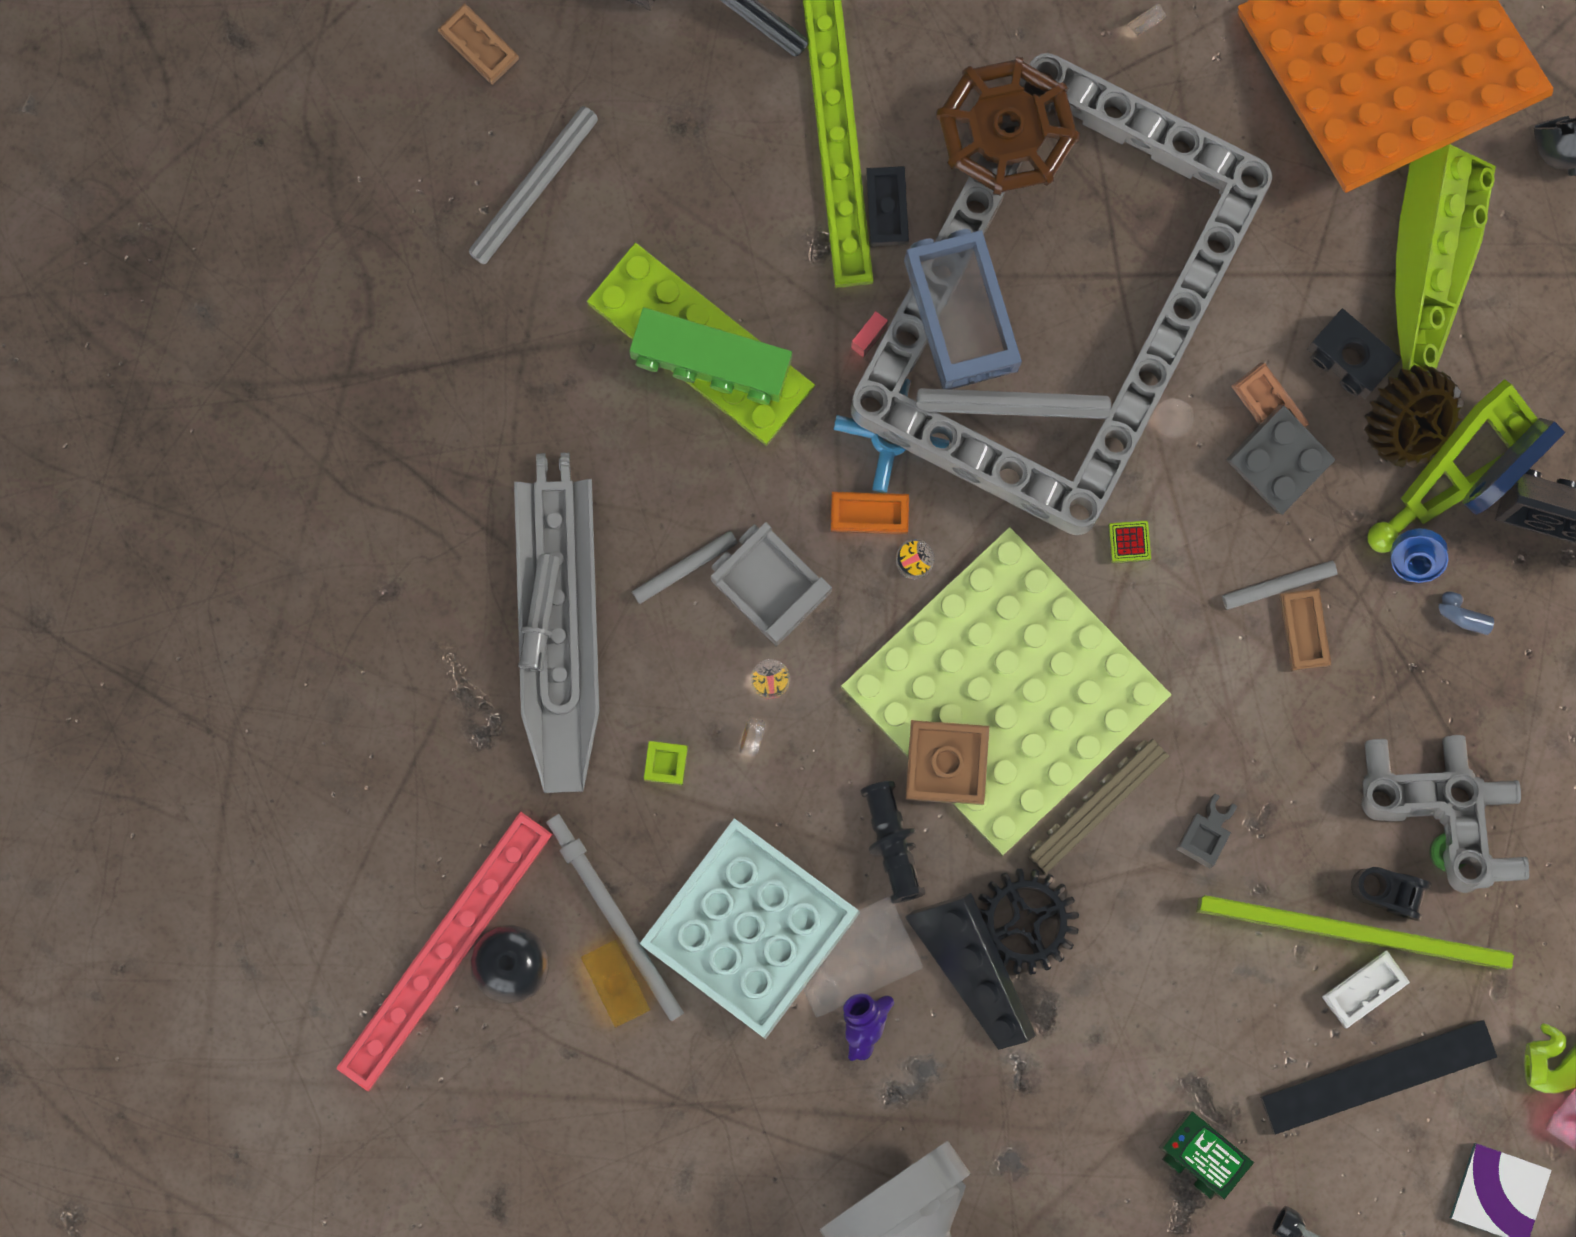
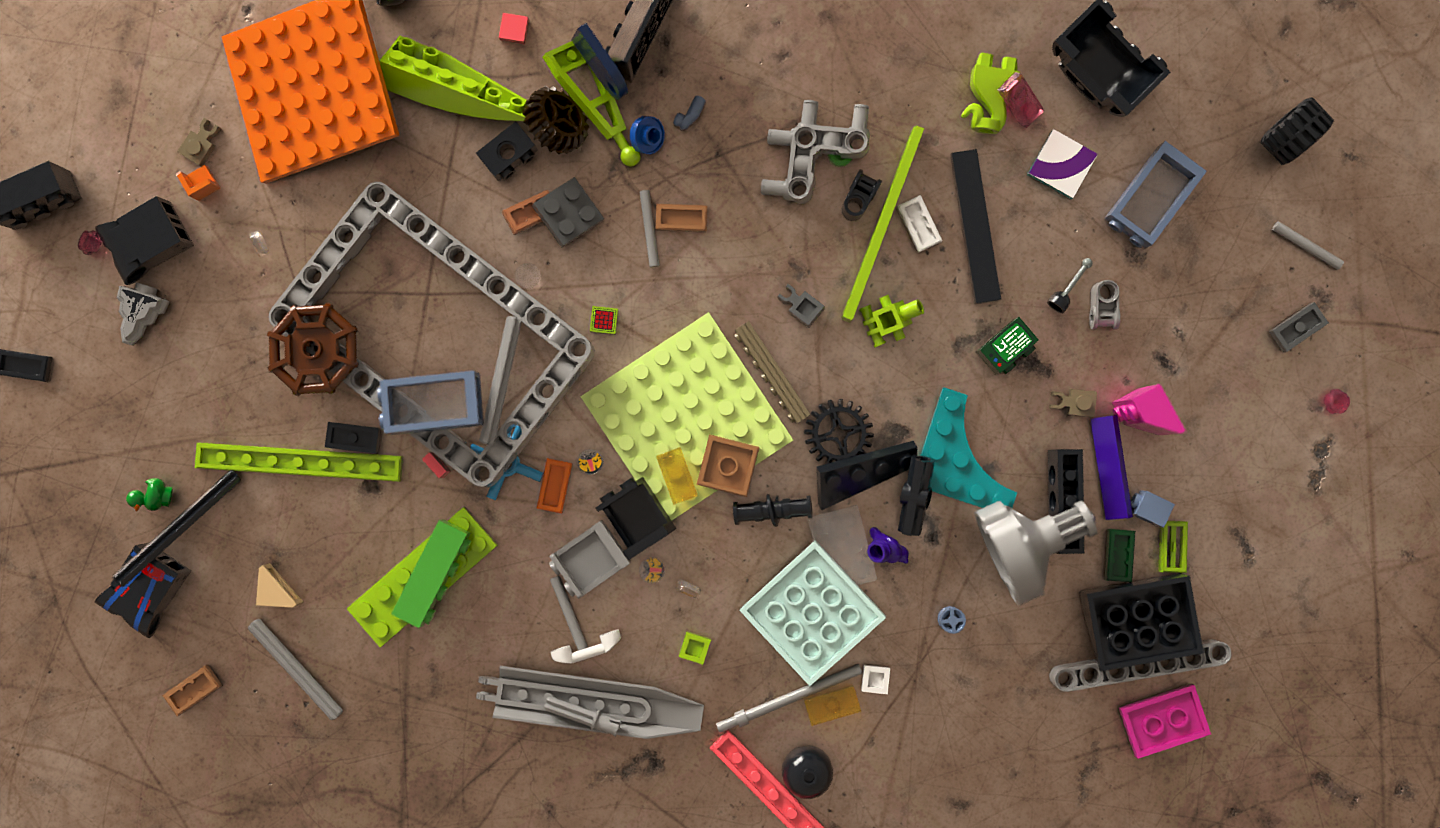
camera: 80 degrees left, 5 degrees up
(622, 573) = (565, 653): none -> white bar
(644, 133) = (274, 590): none -> tan slope
(666, 1042) = (875, 679): none -> white plate
(775, 1146) = (956, 619): none -> sand blue wheel
(847, 640) = (636, 516): none -> black panel
(918, 689) = (677, 475): none -> clear yellow tile
(954, 1053) = (916, 495): none -> black piece
(1010, 1097) = (955, 467): none -> teal plate
(1213, 968) = (890, 318): none -> lime piece
(1540, 331) = (513, 28): none -> coral tile

